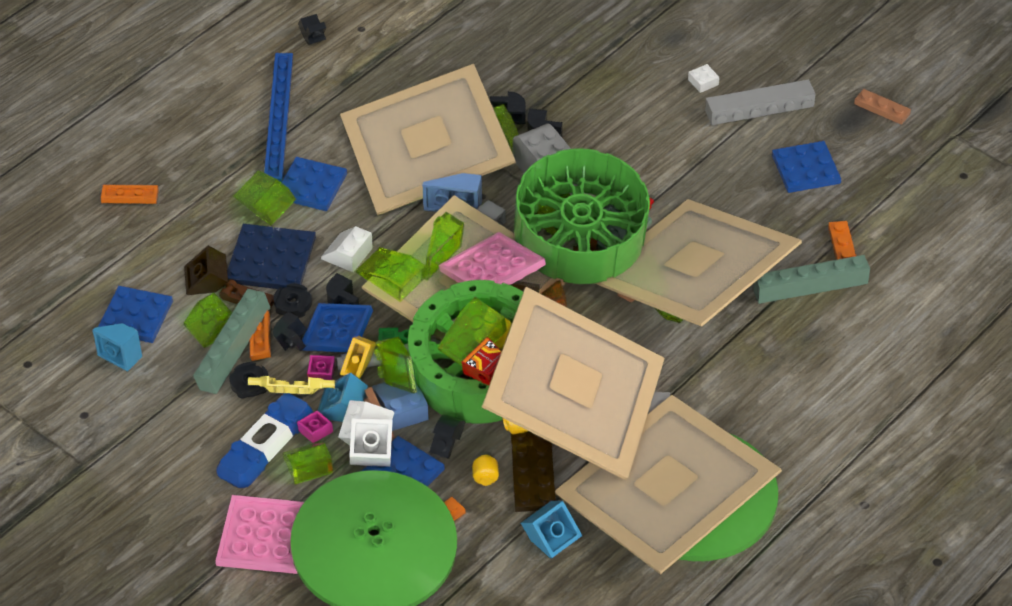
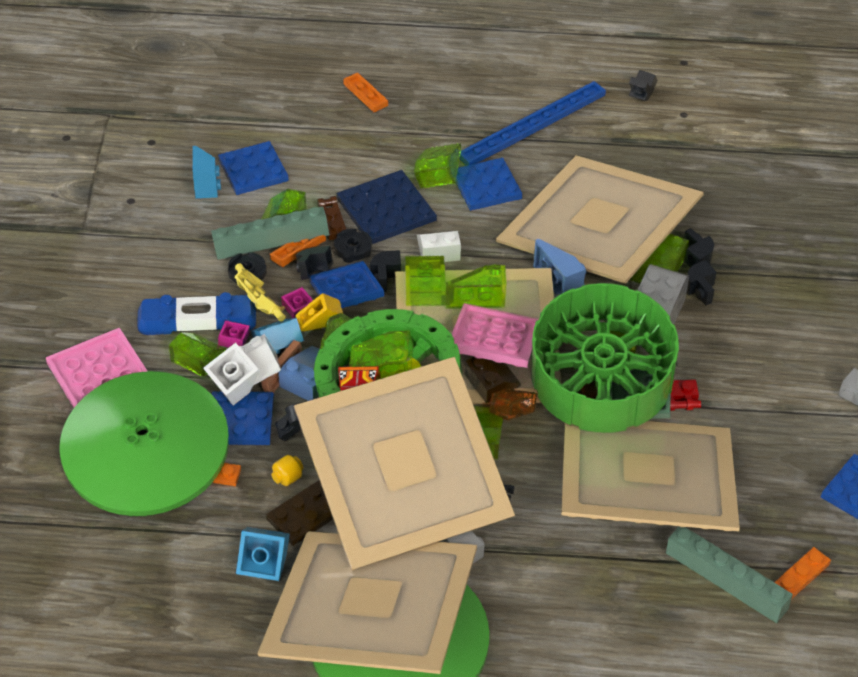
camera: 50 degrees right, 0 degrees up
(206, 272) = (330, 179): dark brown slope -> none

